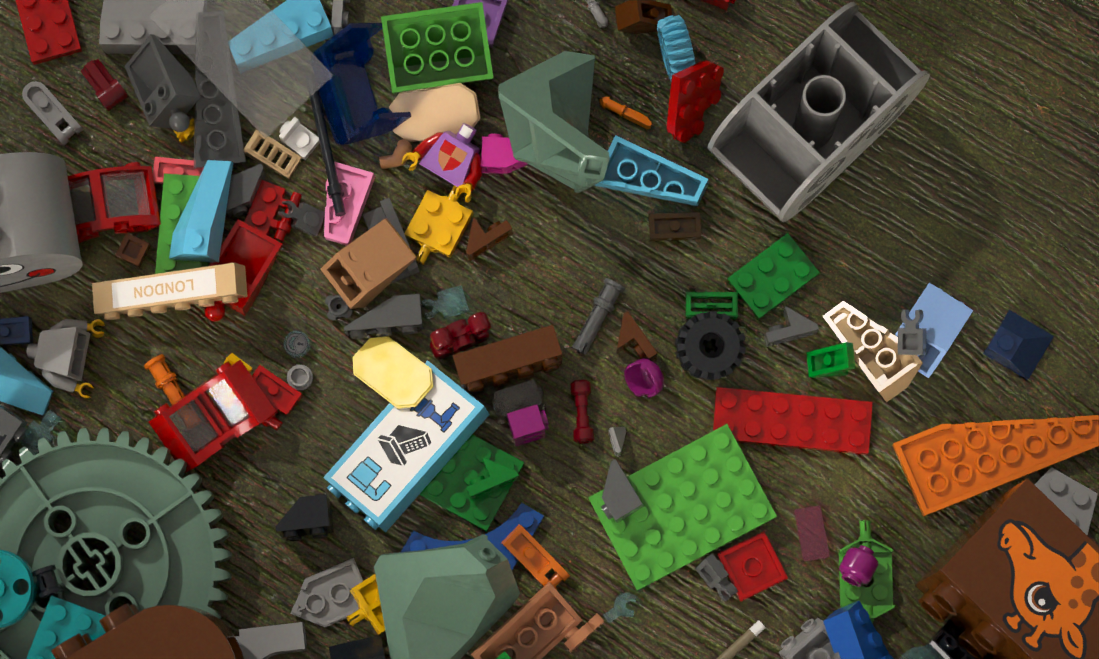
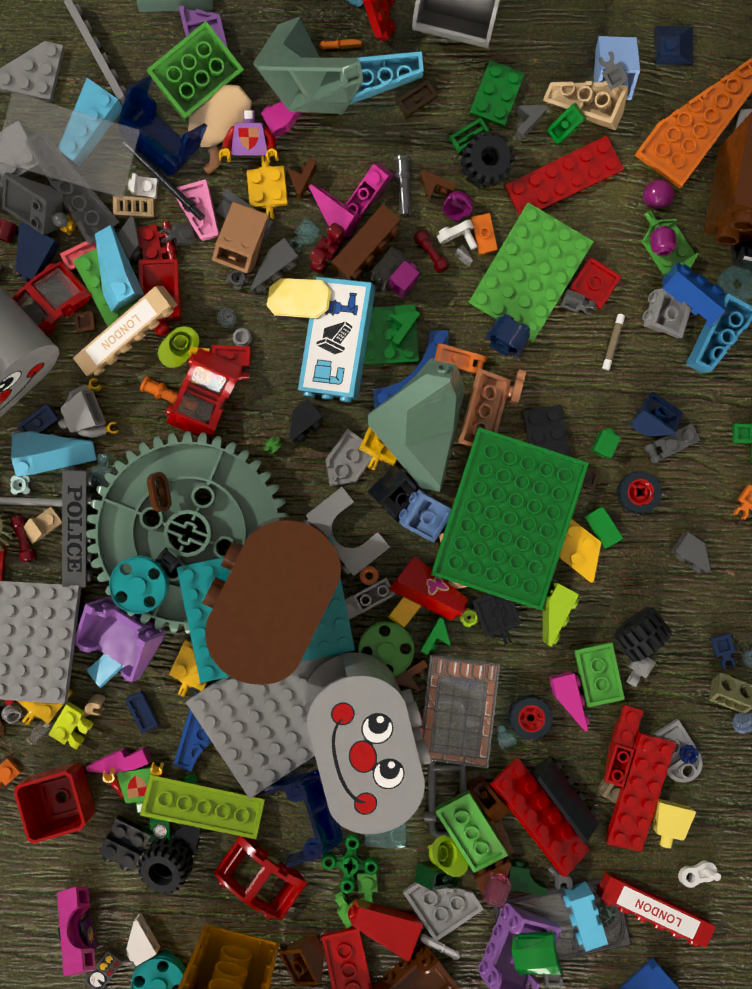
camera: 35 degrees left, 10 degrees up
(88, 497) = (159, 491): none -> reddish brown plate
(126, 138) = (33, 252): none -> dark blue slope
(215, 342) = (176, 346): none -> lime piece
(254, 523) = (272, 445): none -> bright green plate
(498, 297) = (335, 210): none -> dark pink slope
(551, 298) = (370, 188): none -> dark pink slope
(607, 565) = (508, 336): none -> dark blue brick
(612, 404) = (464, 228): none -> white piece
(619, 494) = (489, 286): dark grey slope -> none
(620, 607) = (529, 357): clear light blue piece -> none
(657, 429) = (484, 234): none -> orange plate
(811, 533) = (618, 240): clear pink tile -> none
(893, 508) = (658, 194): none -> magenta hair

